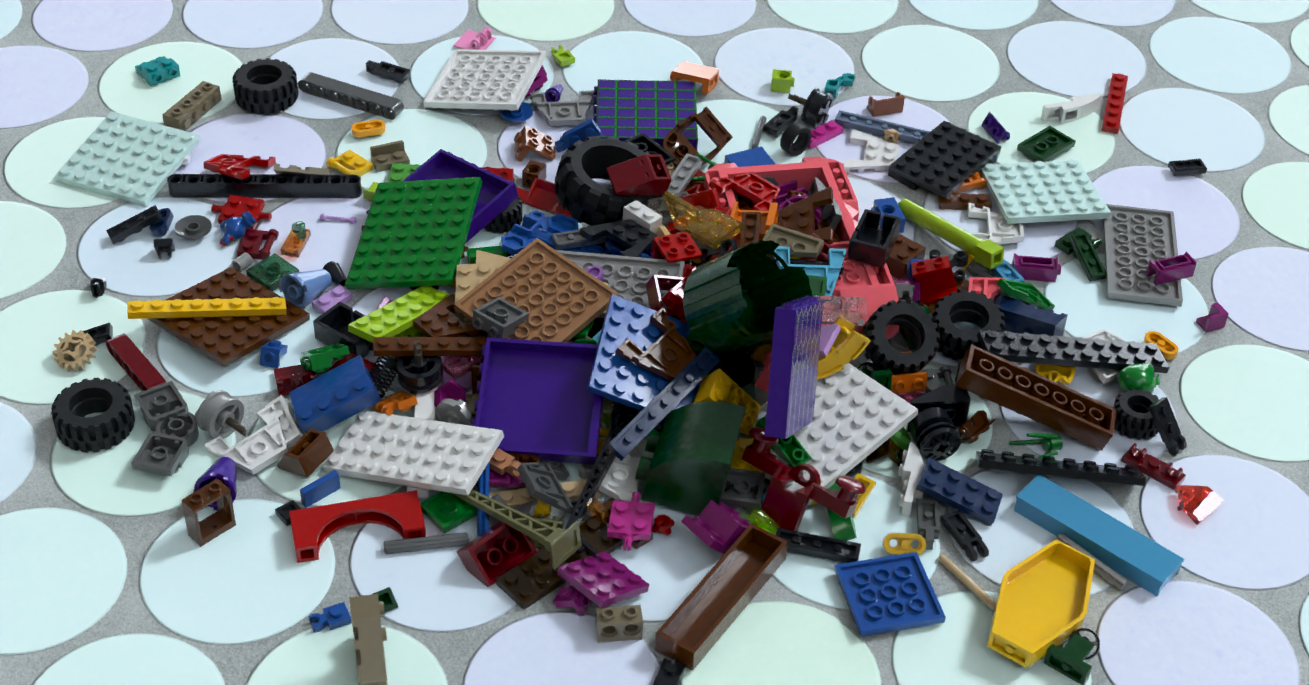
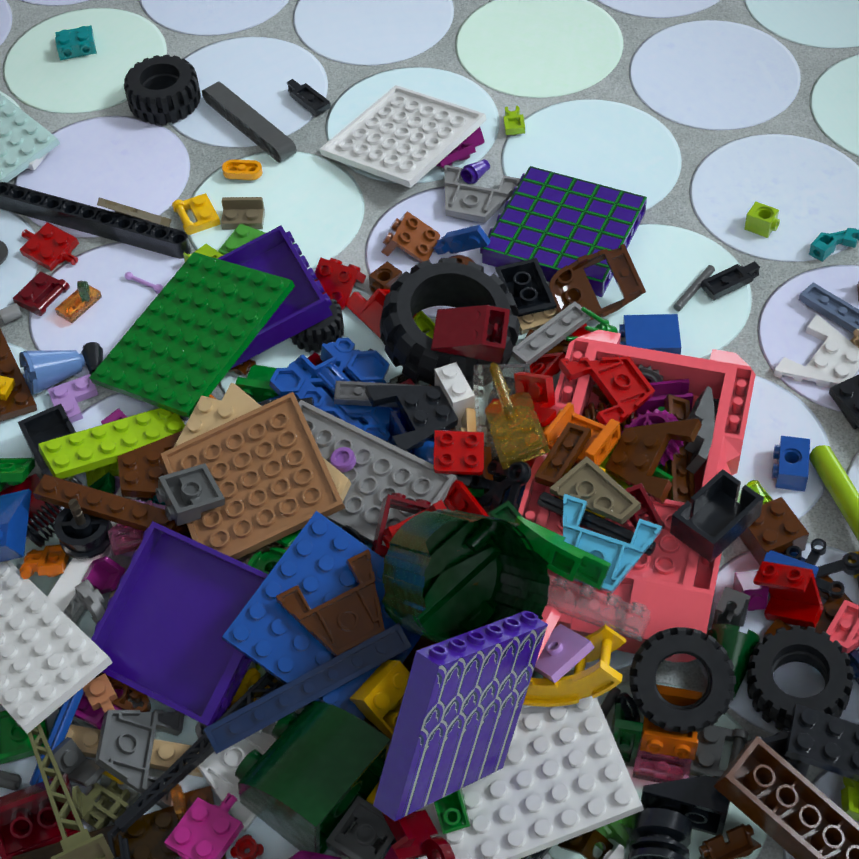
camera: 30 degrees right, 10 degrees up
(192, 106) = (78, 97): dark tan brick -> none
(235, 165) = (64, 182): red wing -> none
(236, 227) = (28, 267): blue animal -> none
(270, 271) = (31, 335): clear green plate -> none
(475, 40) = (427, 77): bright pink hinge -> none
(523, 113) = (419, 192): blue dish -> none
(696, 73) = (655, 186): panel -> none
(789, 135) = (732, 322): black tyre -> none
(815, 106) = (779, 272): black wheel -> none
(824, 133) = (773, 311): dark pink plate -> none

